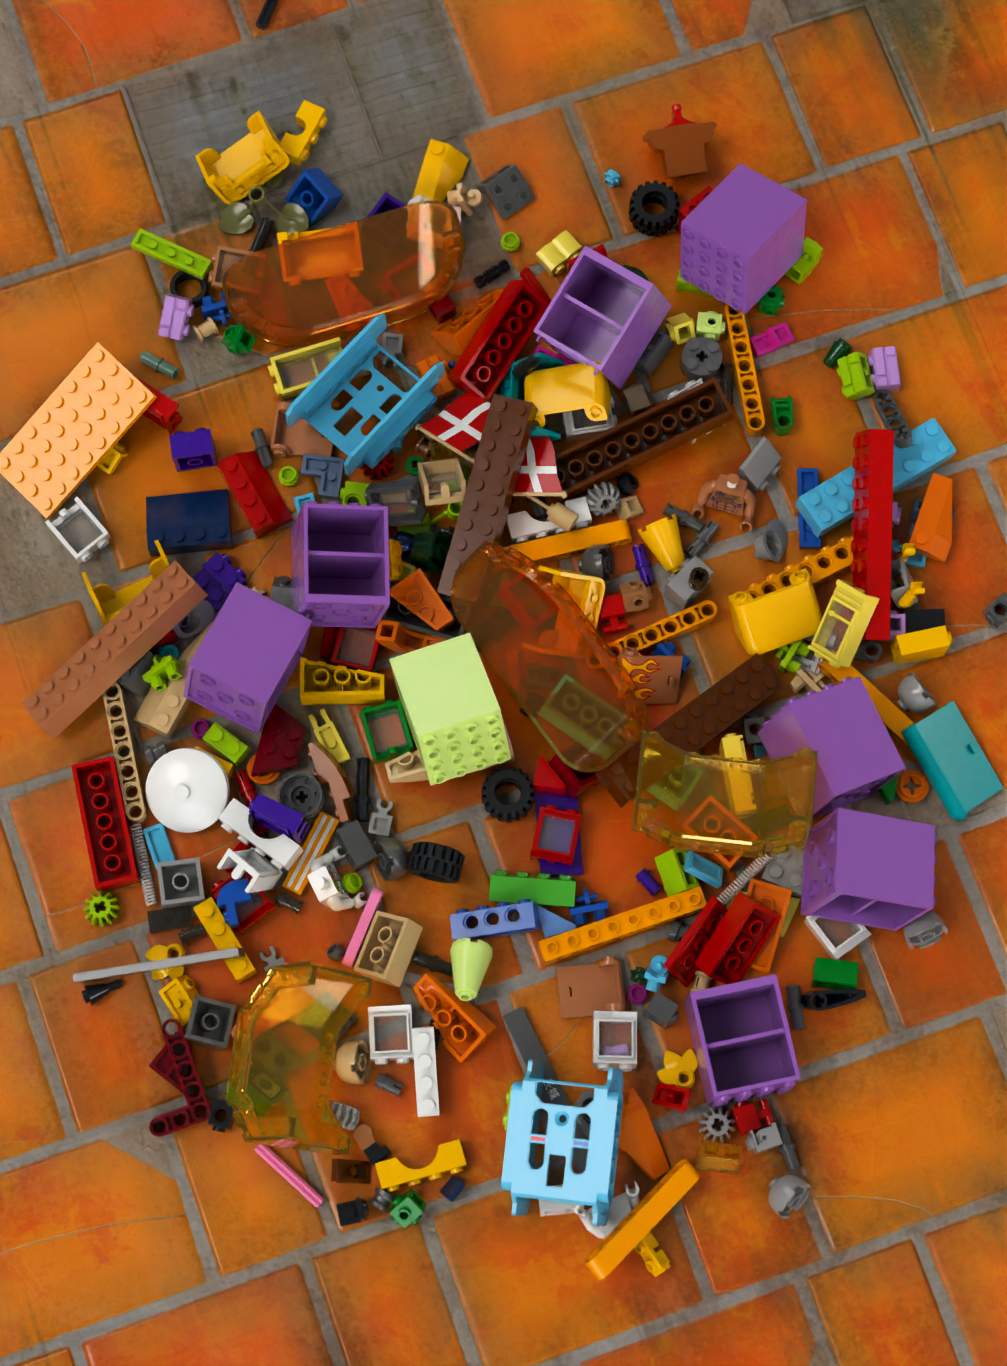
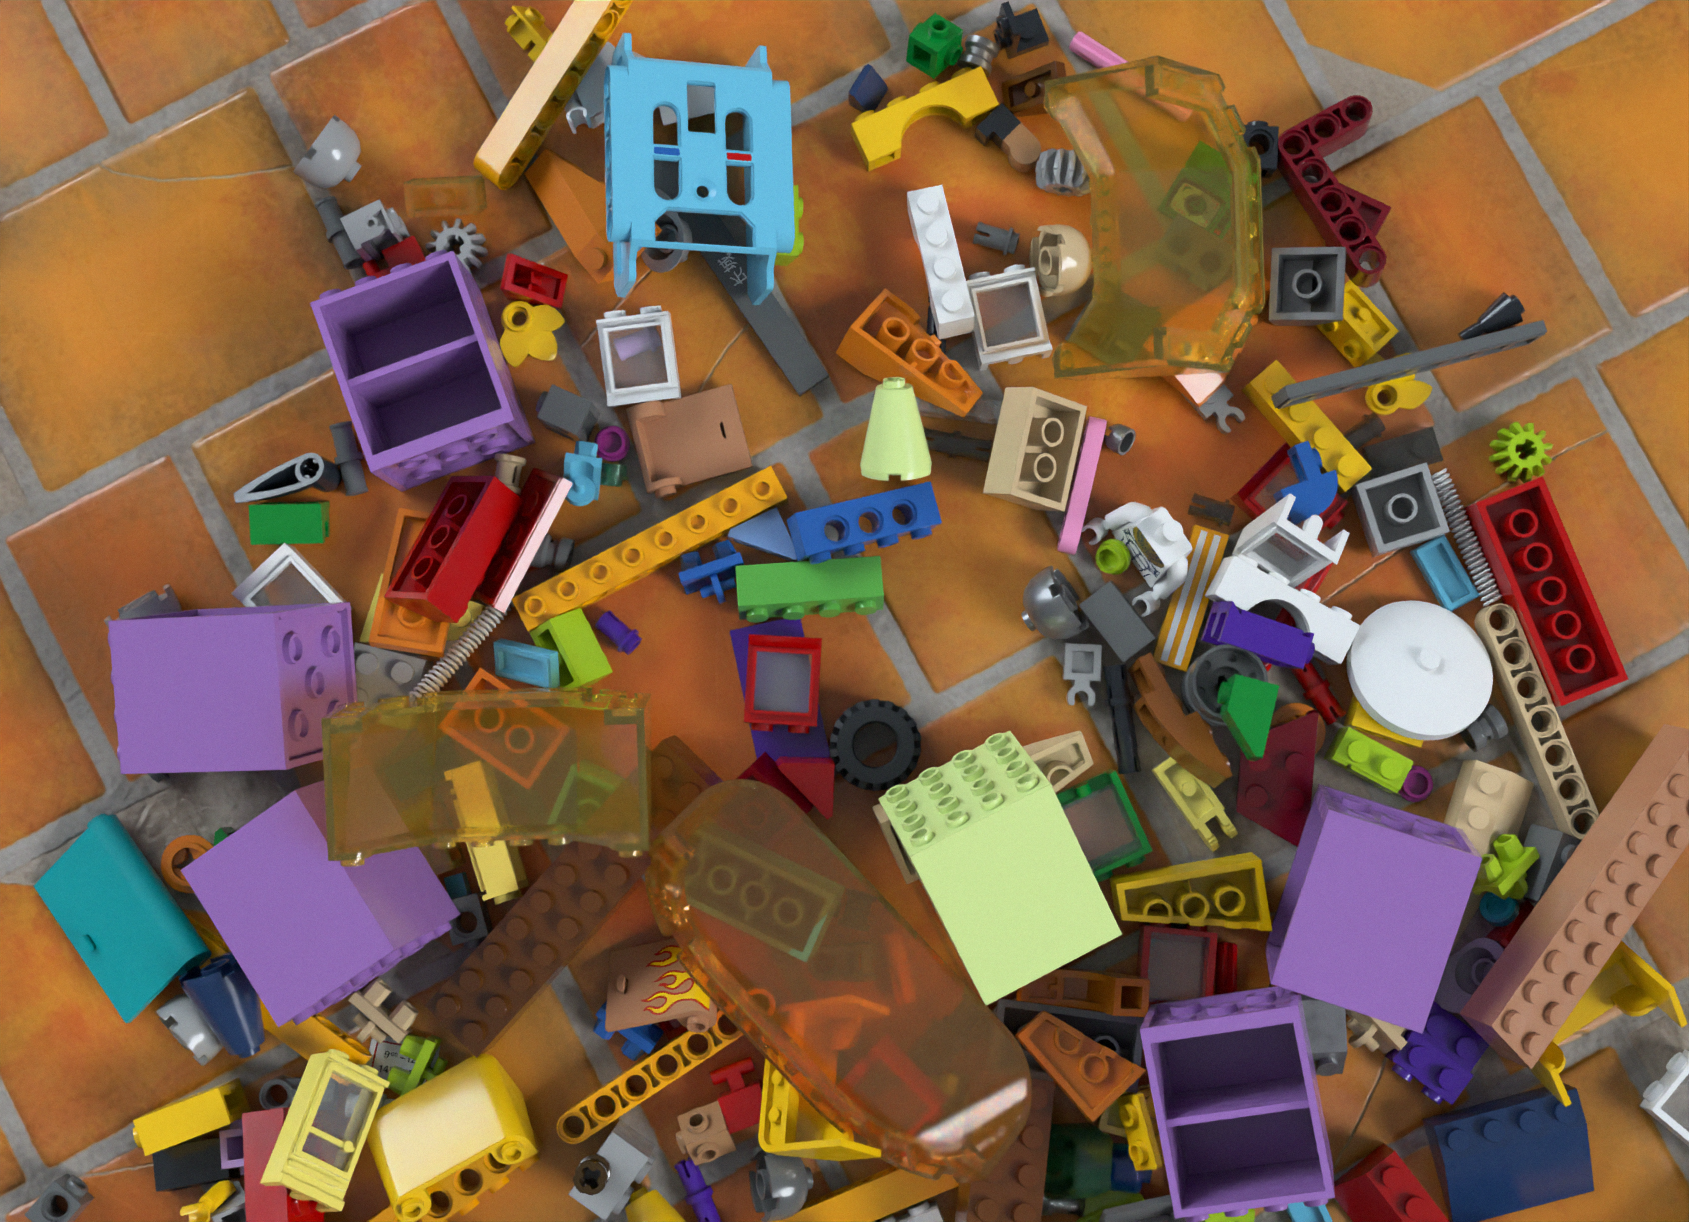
camera: 170 degrees right, 10 degrees up
(294, 774) = (1248, 712): none -> green slope
(436, 862) = (978, 604): black tyre -> none
(893, 702) = (227, 1004): none -> dark blue cone

